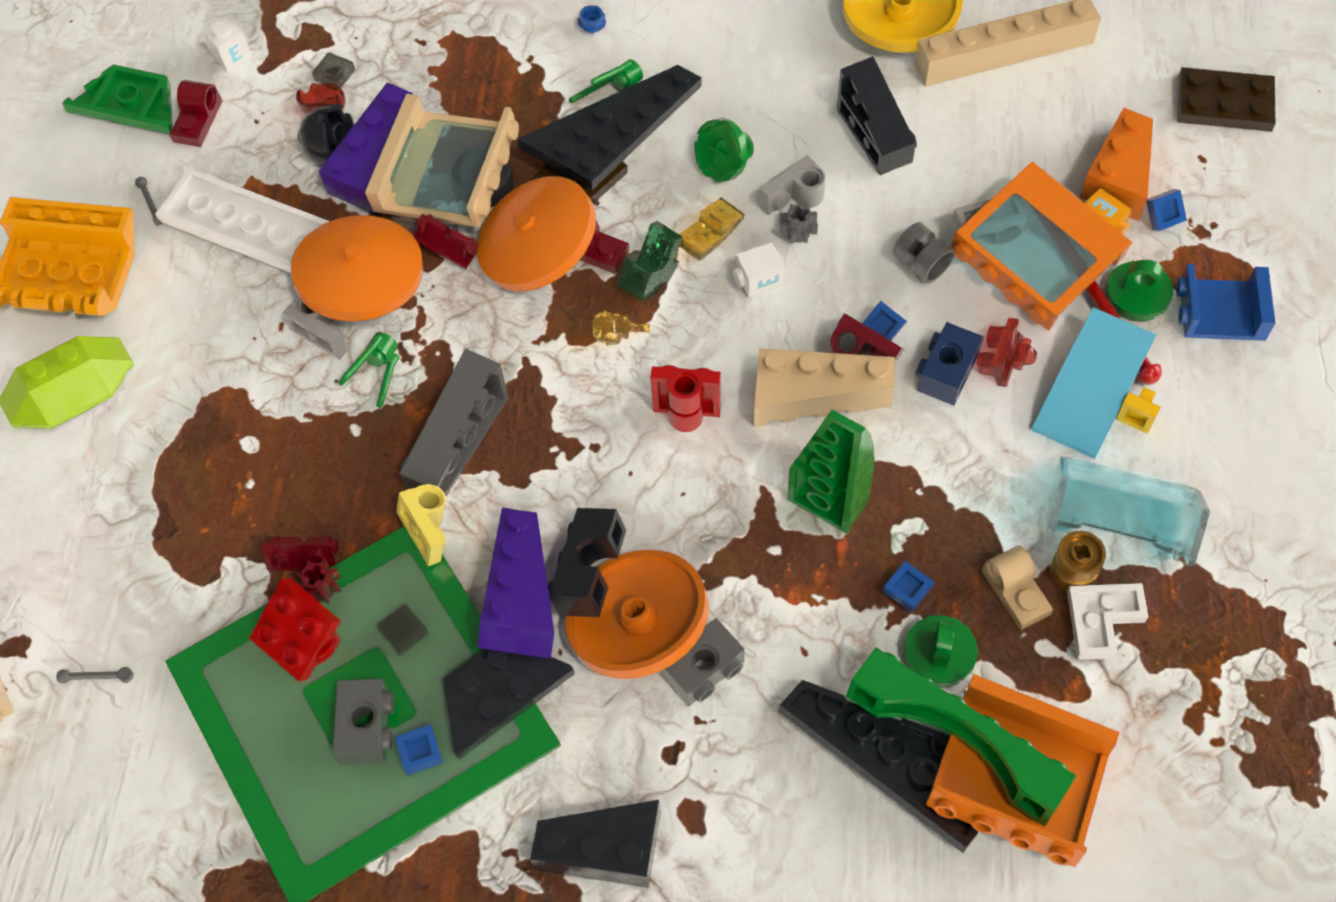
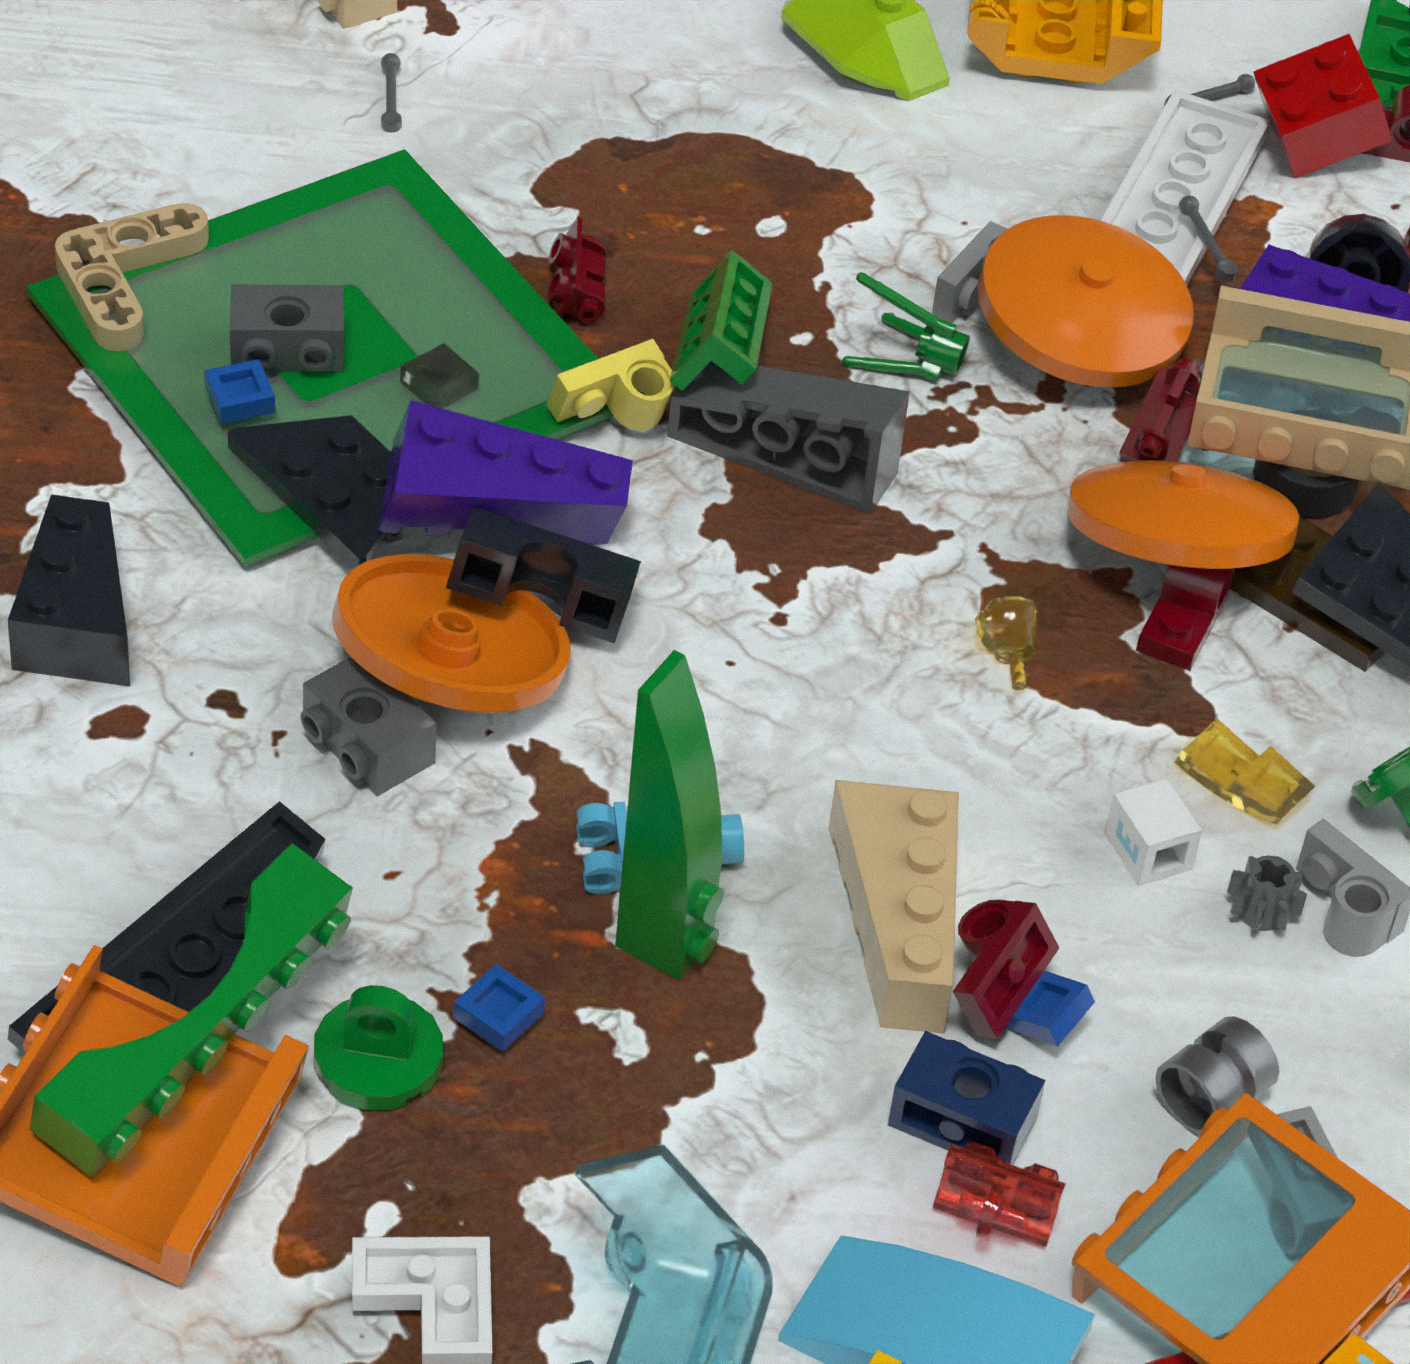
camera: 80 degrees right, 15 degrees down
(187, 136) = (1322, 105): none -> red brick
(273, 849) = (182, 233): none -> tan beam
(296, 630) = (433, 256): red plate -> none
(312, 577) = (514, 277): dark red gear -> none
(321, 200) = (1225, 268): none -> dark grey hinge
(374, 448) = (723, 322): none -> green fence
(654, 265) = (1135, 676): clear green brick -> none
(686, 395) = (857, 698): red plate -> none
(777, 473) = (602, 824): none -> medium azure bar
(1013, 582) = (511, 1166): tan plate -> none
(1077, 560) = (535, 1248): pearl gold wheel -> none

